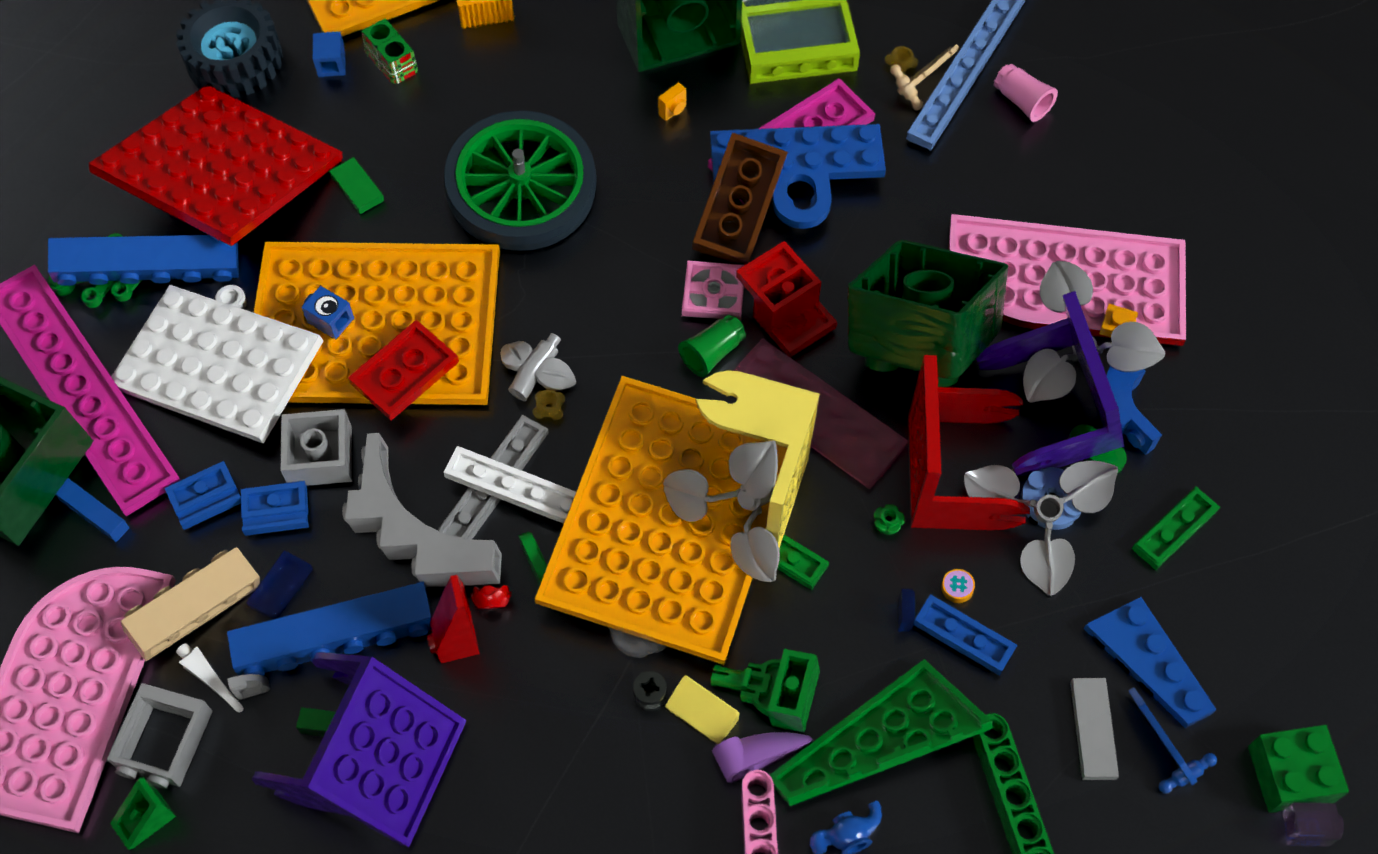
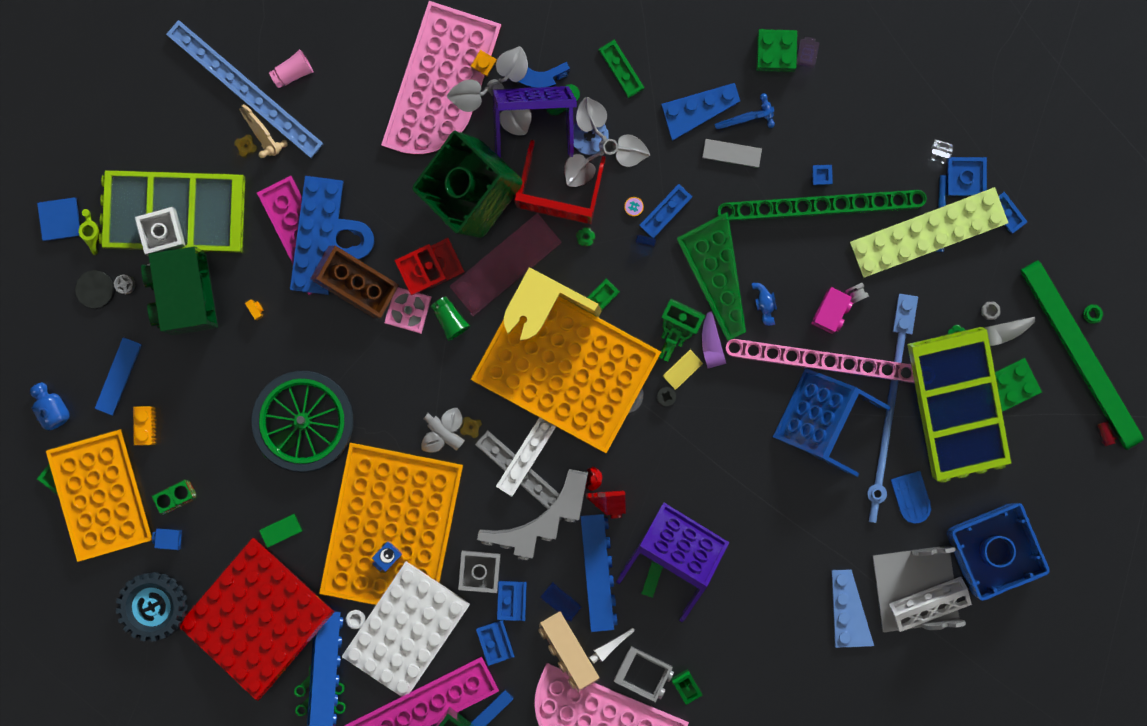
camera: 75 degrees left, 25 degrees up
(248, 685) = (622, 622): light grey tile -> none
(403, 369) = (436, 512): red plate -> none
(533, 555) = (574, 449): green tile -> none
(756, 469) = (569, 315): light grey plant -> none

